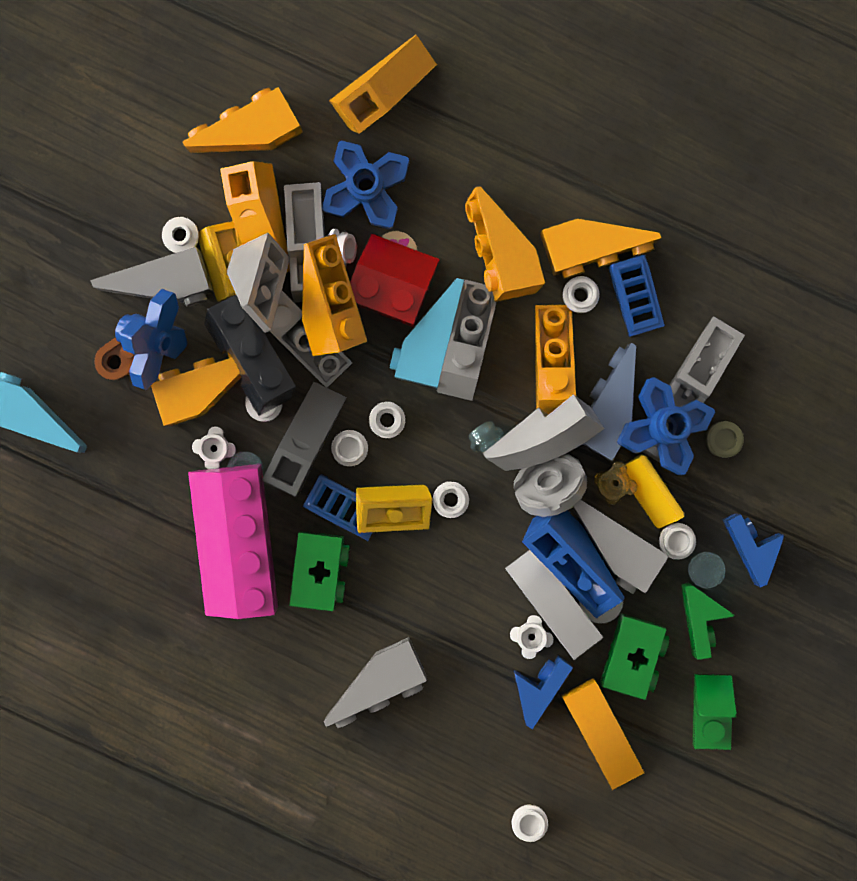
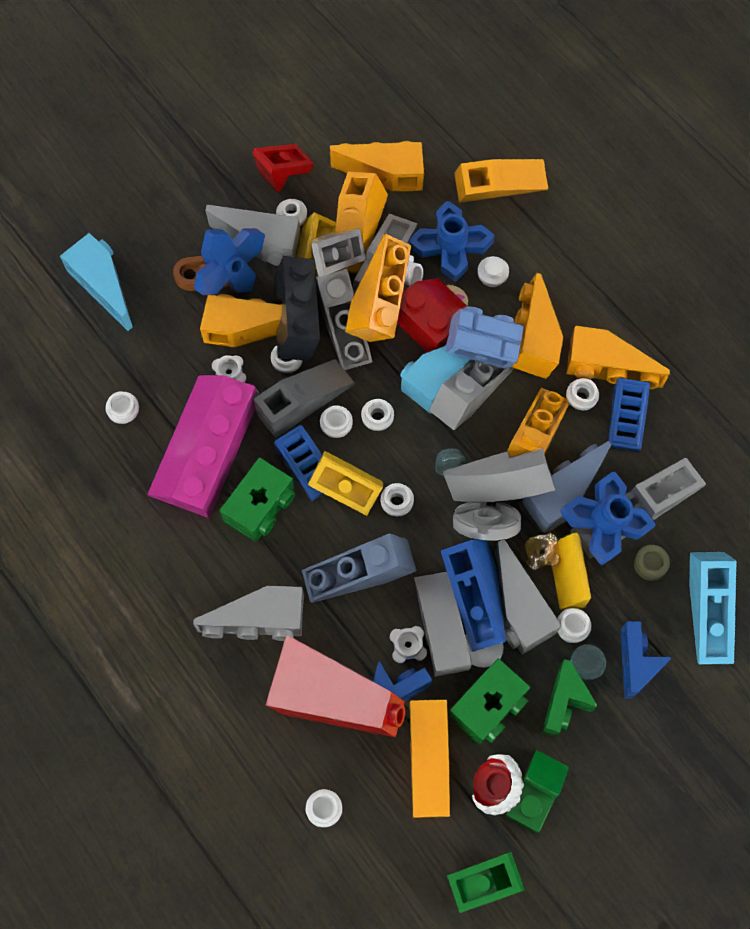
camera: 25 degrees right, 20 degrees down
(129, 540) = (122, 407): none -> white plate
(141, 182) = (280, 162): none -> red slope
(426, 198) = (493, 271): none -> white plate
(450, 589) = (360, 568): none -> sand blue slope
(460, 298) = (484, 337): none -> medium blue brick
(487, 726) = (329, 693): none -> slope
(676, 729) = (497, 785): none -> red hair
(704, 819) = (485, 882): none -> green slope
(800, 457) = (713, 606): none -> medium azure slope

